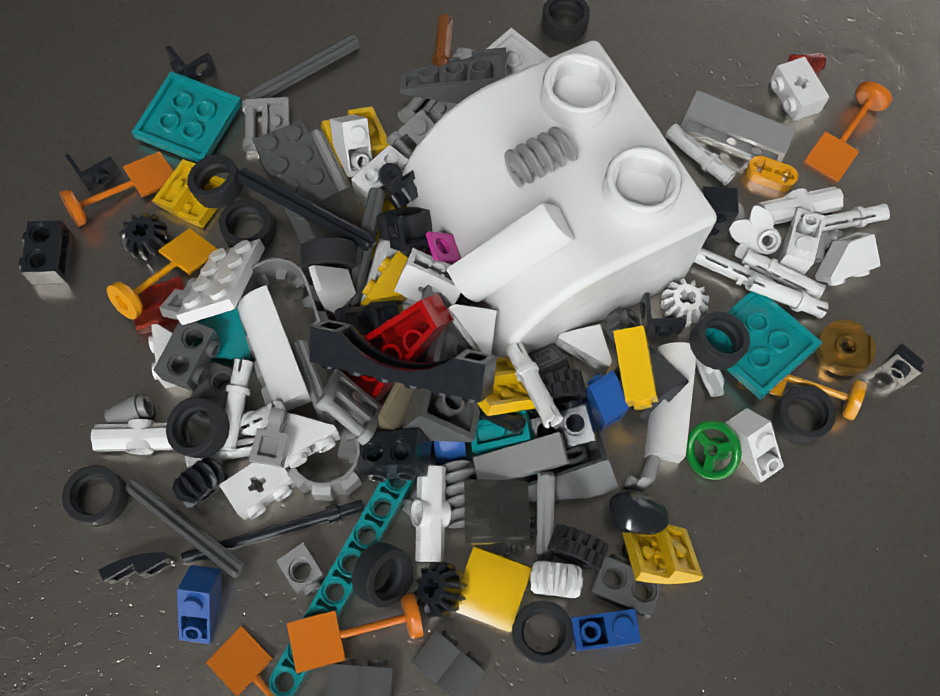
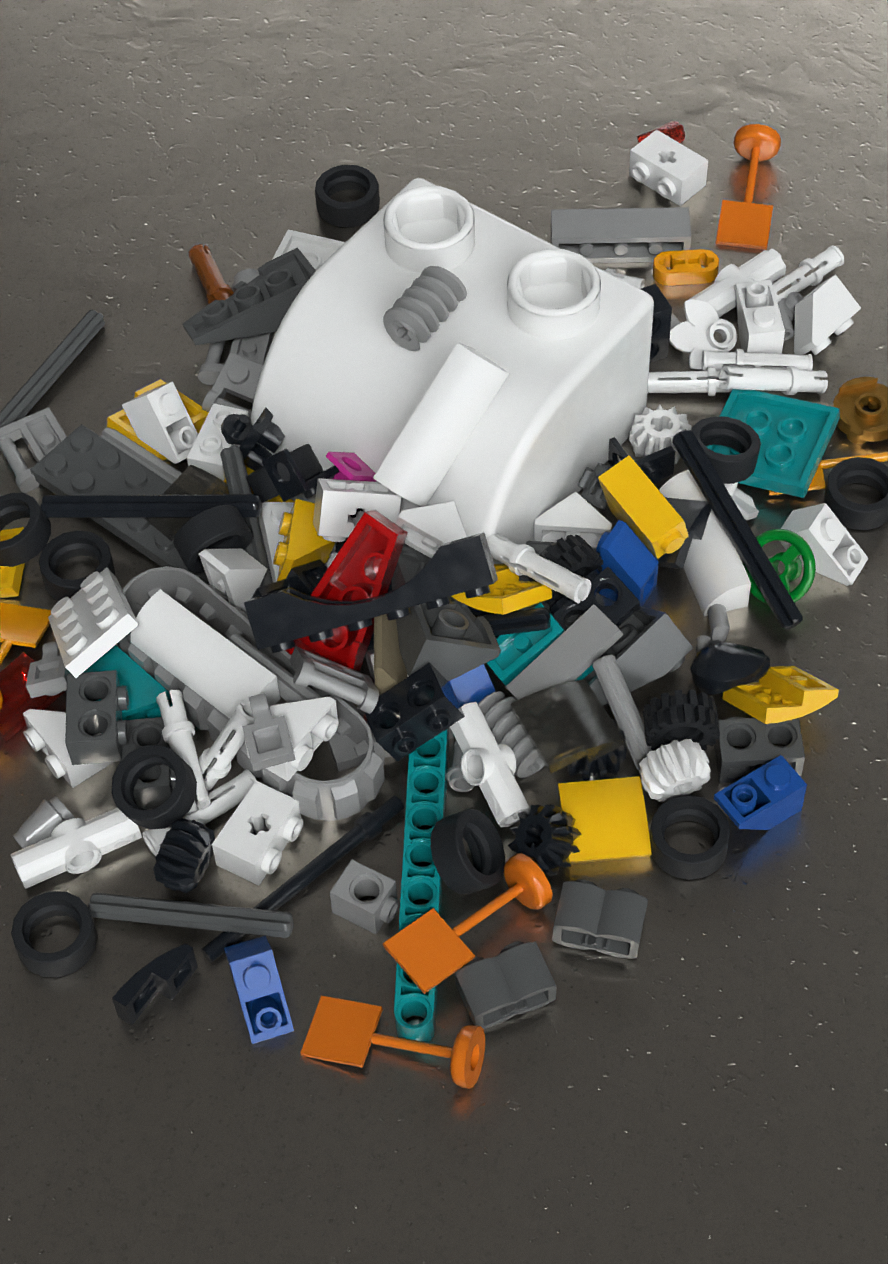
camera: 20 degrees left, 15 degrees down
(696, 410) = (737, 529): none -> black axle

